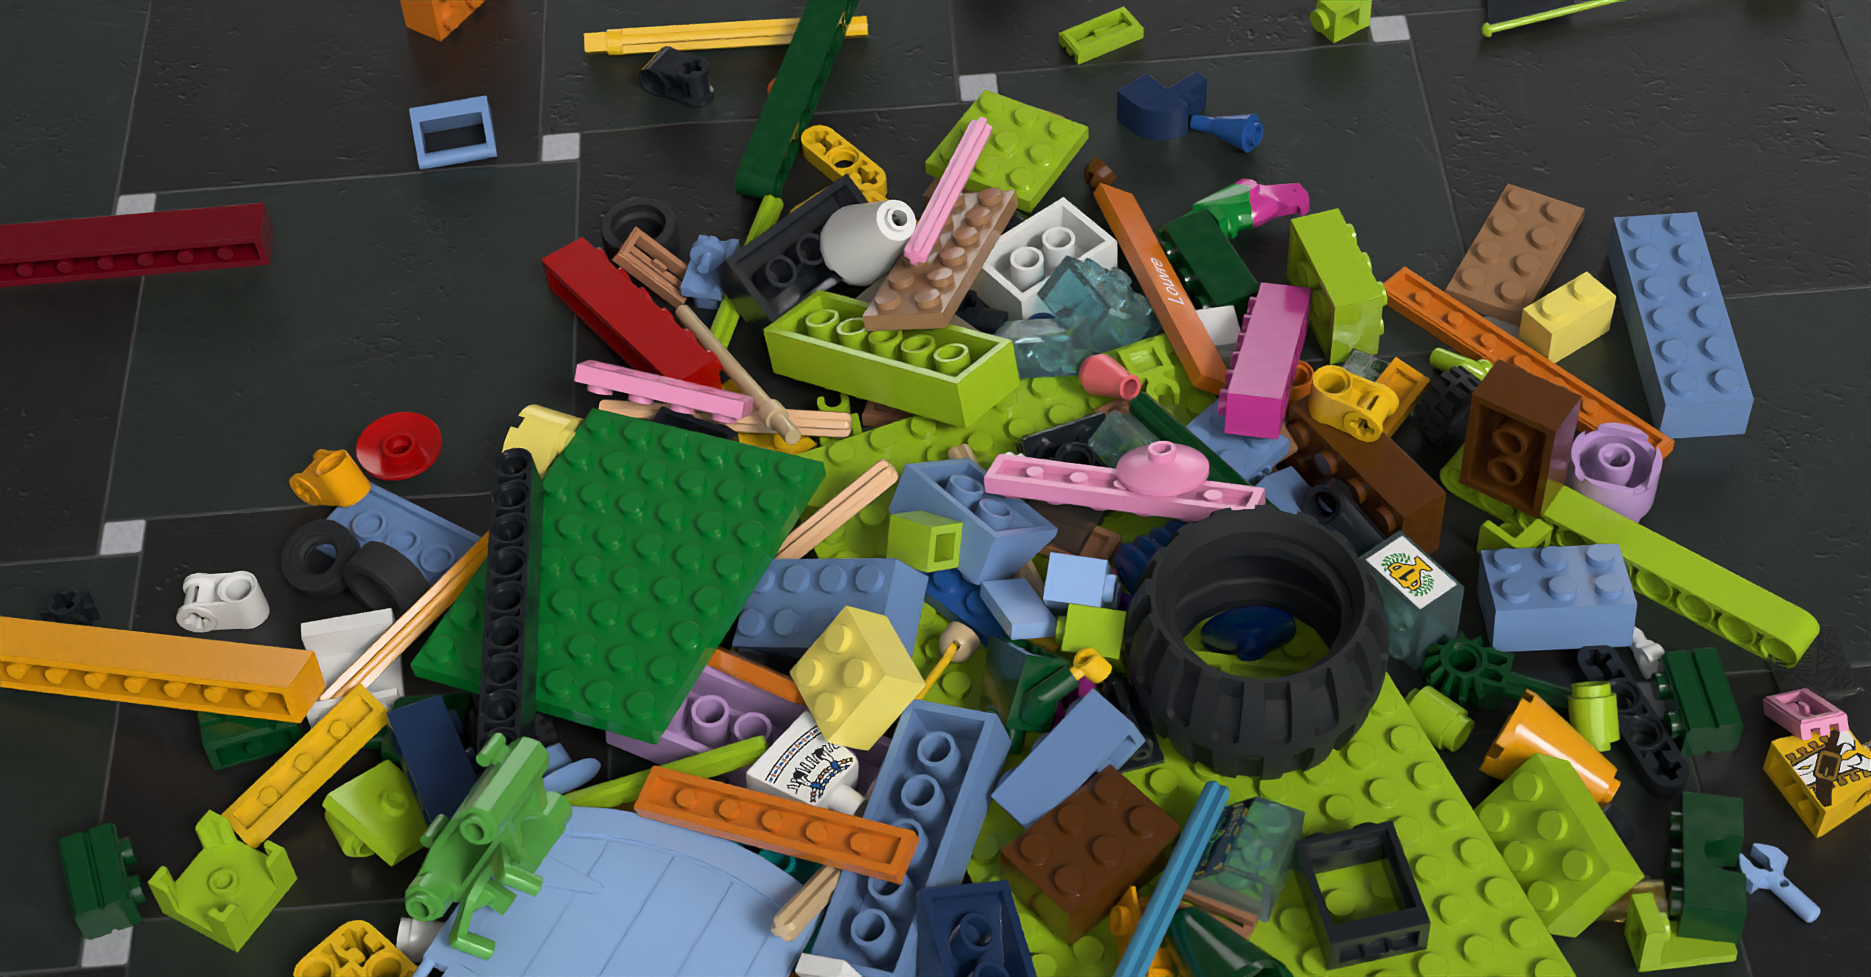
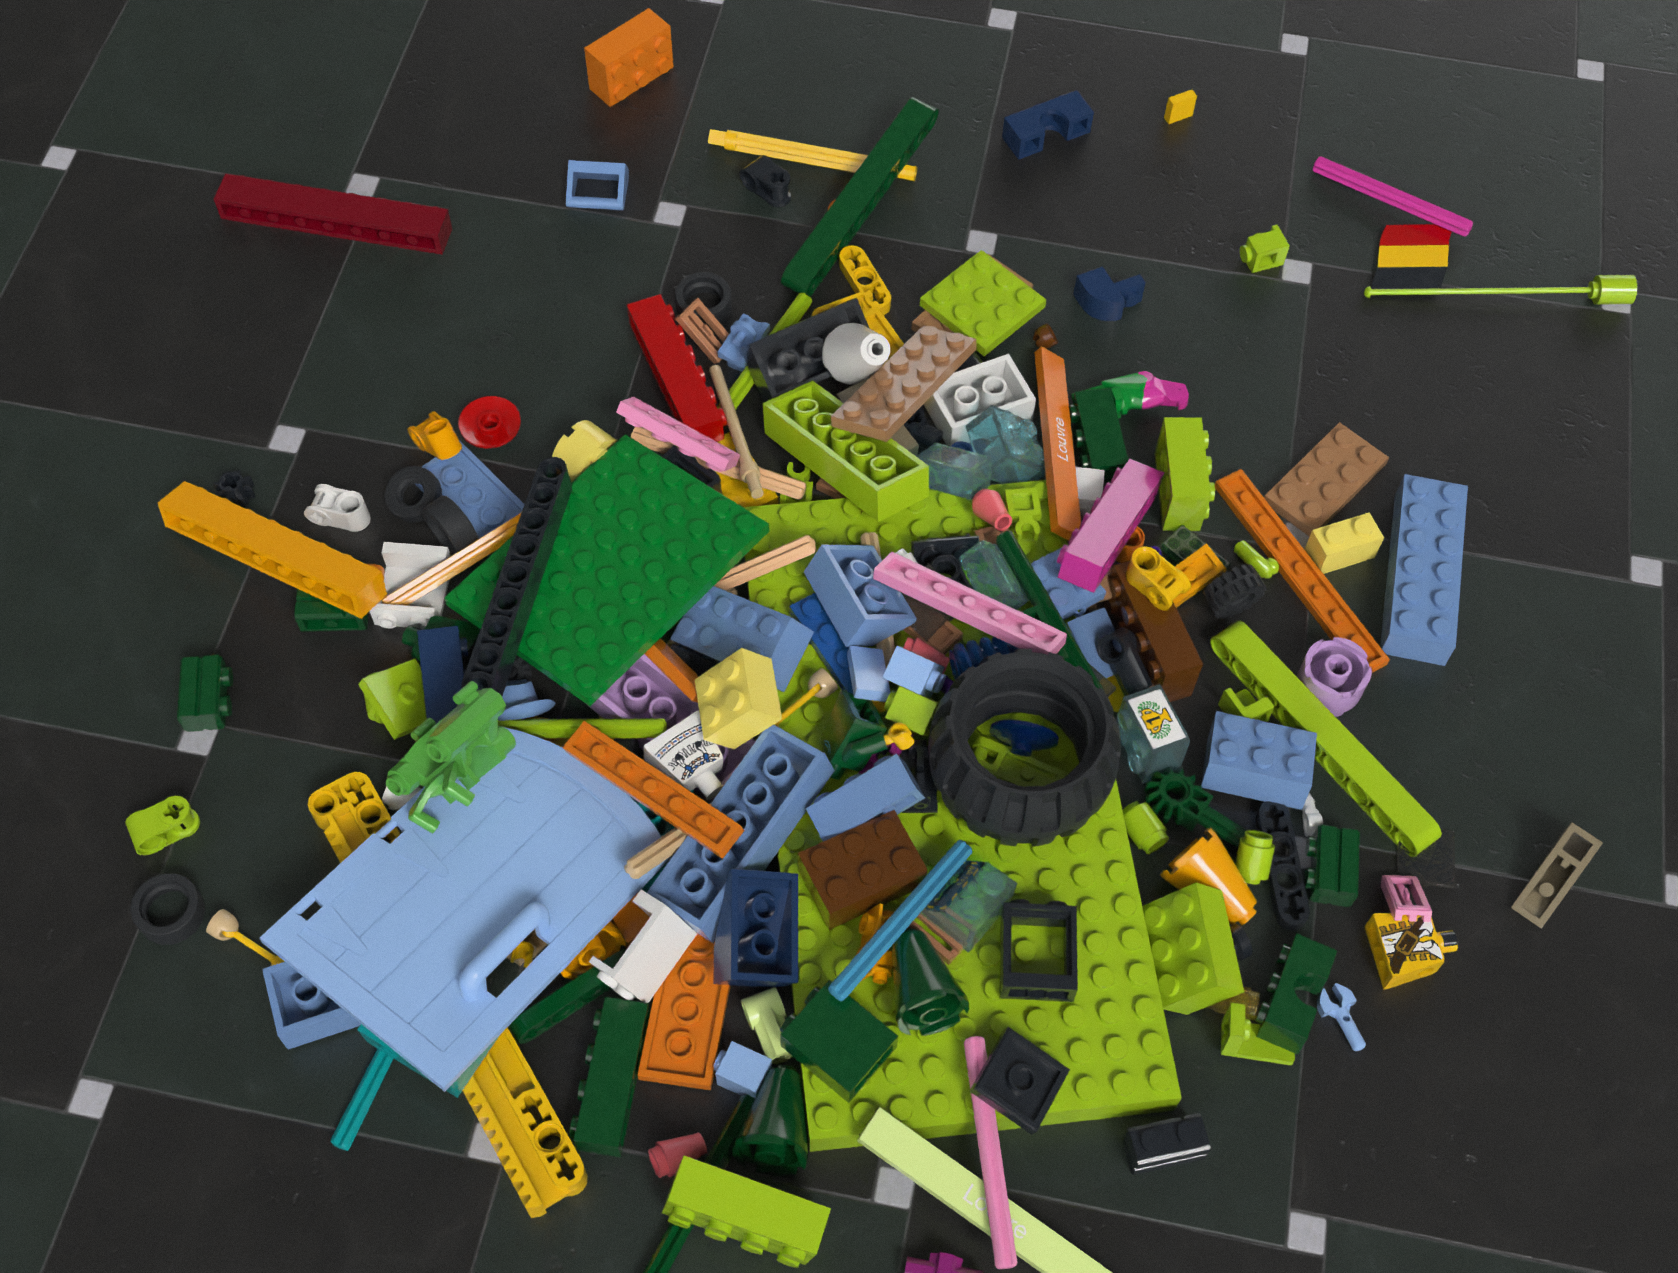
camera: 10 degrees right, 10 degrees up
(226, 886) = (285, 719): lime panel -> none
(306, 766) = (359, 649): yellow plate -> none
(924, 540) = (818, 605): lime brick -> none
(947, 192) = (924, 330): bright pink axle -> none
(1101, 35) = (1084, 227): lime tile -> none
(1162, 469) = (1000, 598): bright pink dish -> none
(1238, 130) = (1157, 328): blue cone -> none
(1519, 438) = (1268, 637): reddish brown brick -> none

